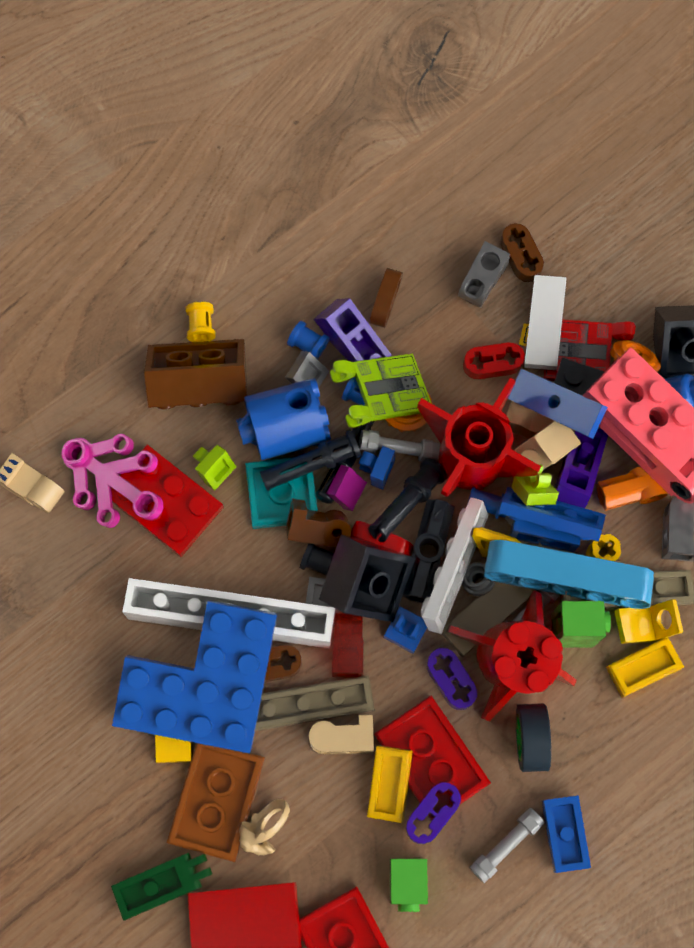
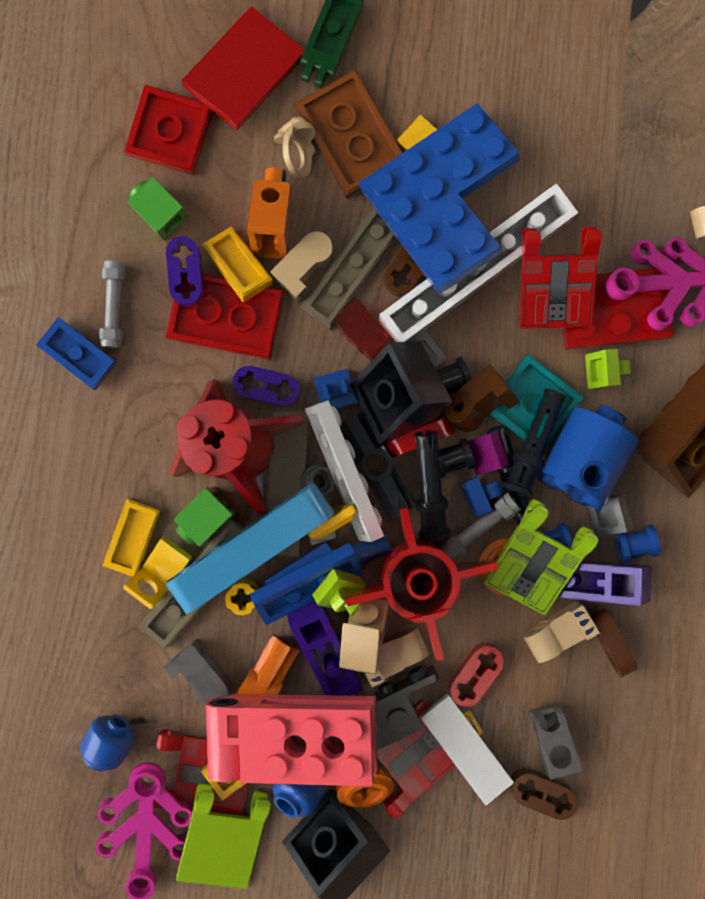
camera: 130 degrees right, 15 degrees up
(192, 544) = (558, 288): none -> red flag
(343, 781) = (270, 215): none -> orange torso
(369, 505) = (455, 457): none -> black bush
(413, 335) = (560, 632): none -> tan leg
(533, 737) = (160, 395): black wheel -> none
(543, 396) = (406, 675): blue tile -> none

